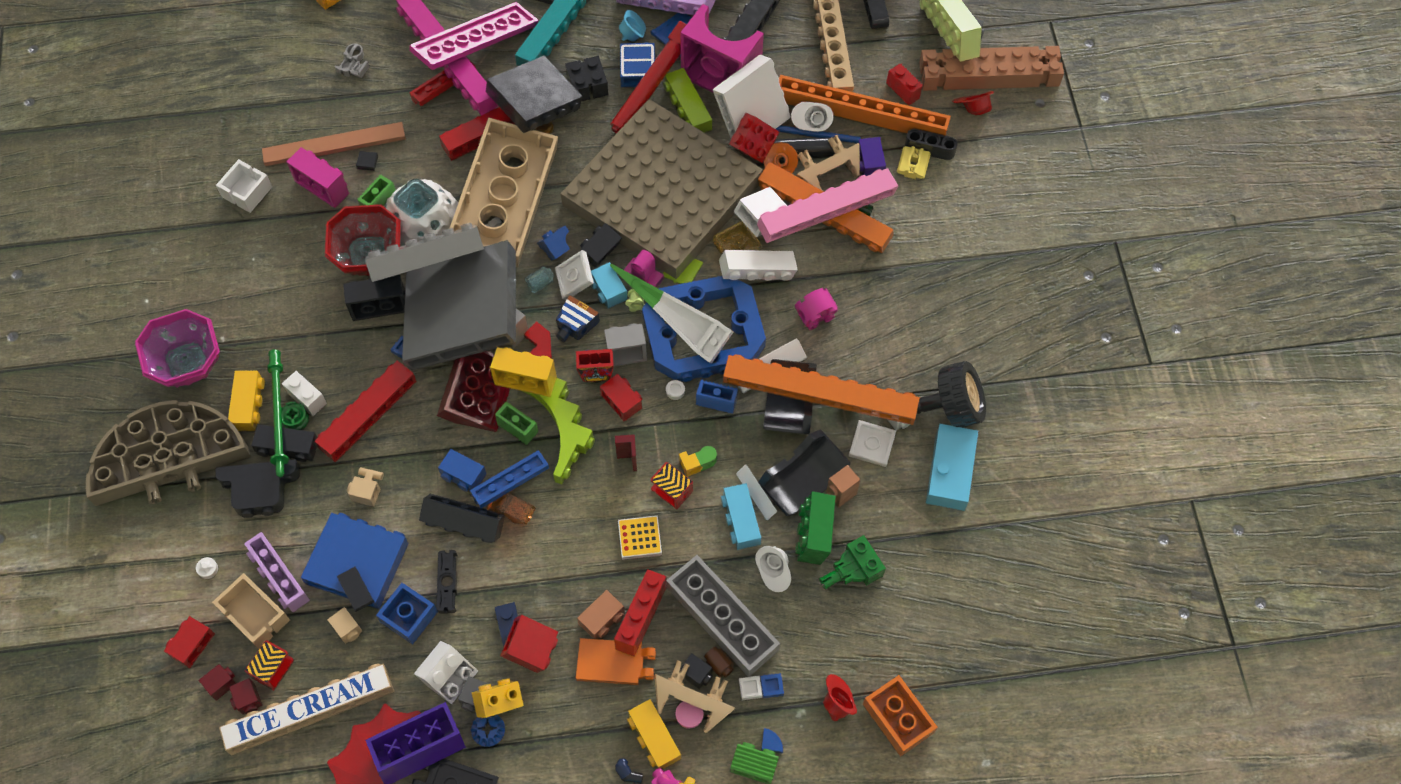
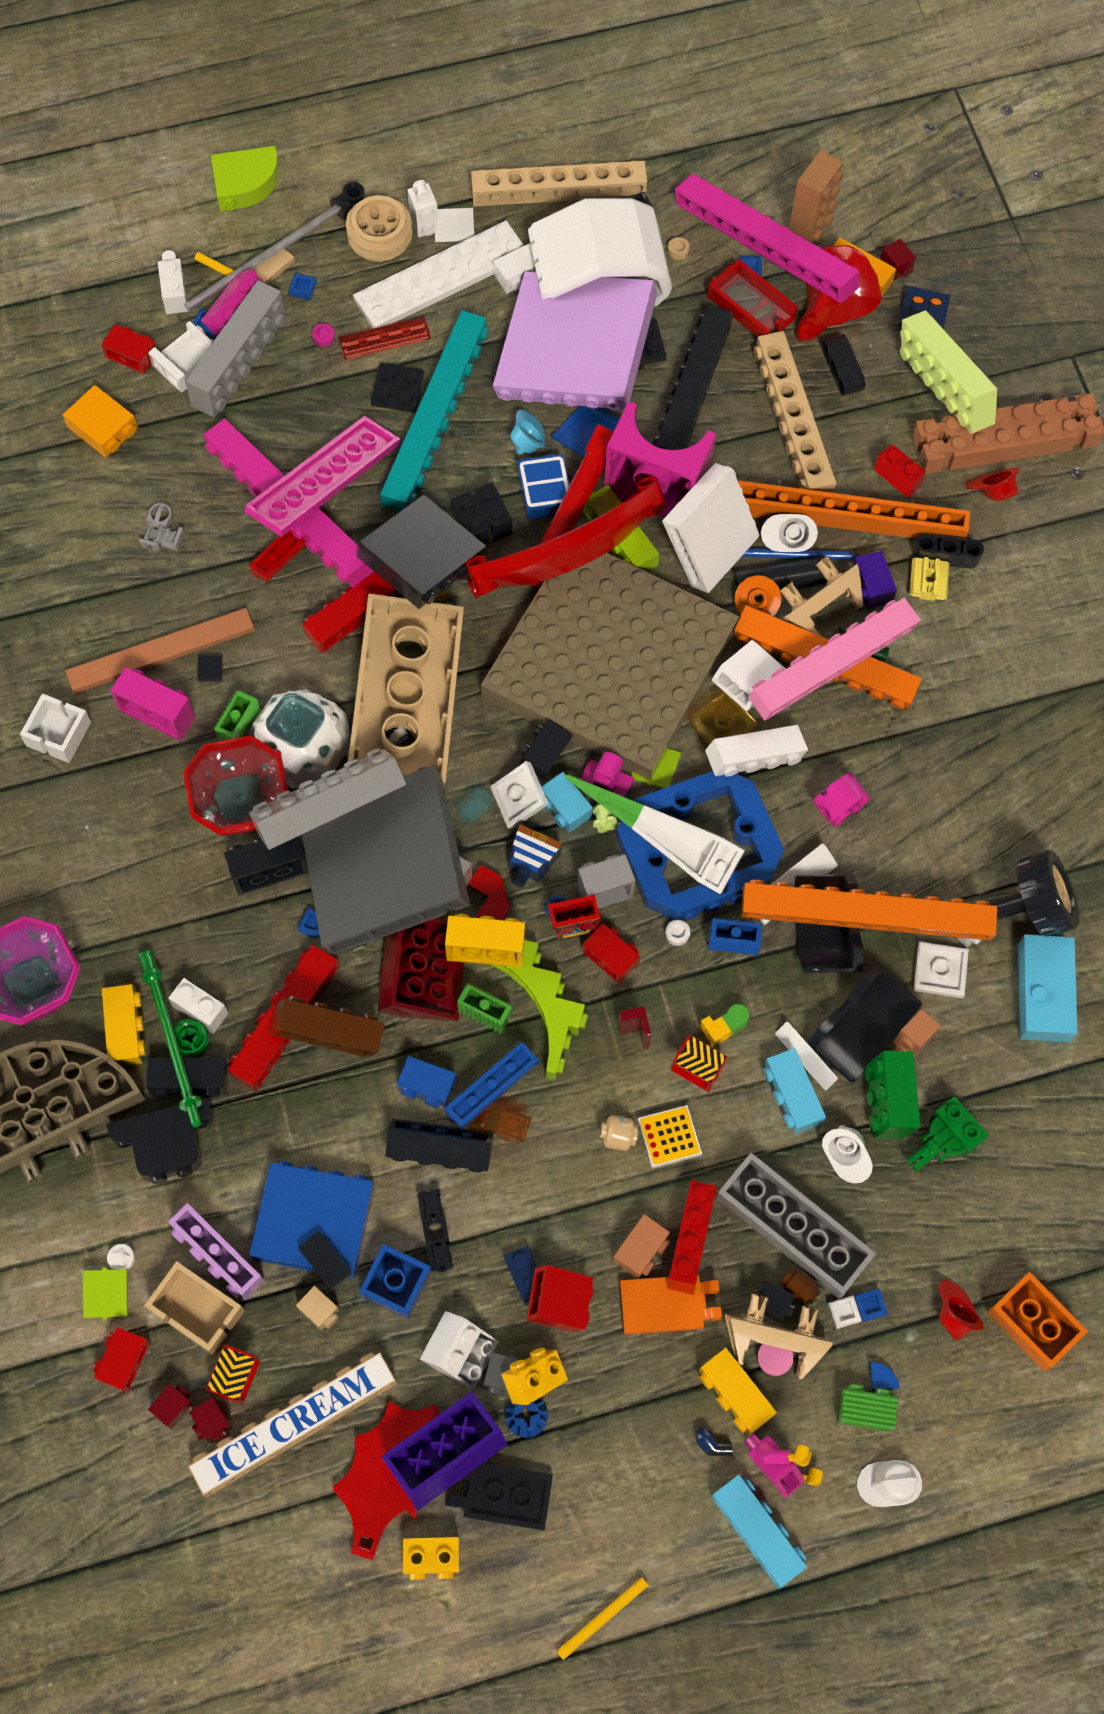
camera: 10 degrees left, 5 degrees up
(188, 591) = (105, 1293): none -> lime piece
(365, 489) = (304, 1125): tan brick -> none
(392, 418) = (326, 1027): none -> reddish brown brick
(554, 243) = (485, 753): blue brick -> none
(600, 528) = (618, 1133): none -> tan head
(644, 102) = (570, 549): none -> red panel
(754, 137) = (720, 575): red brick -> none

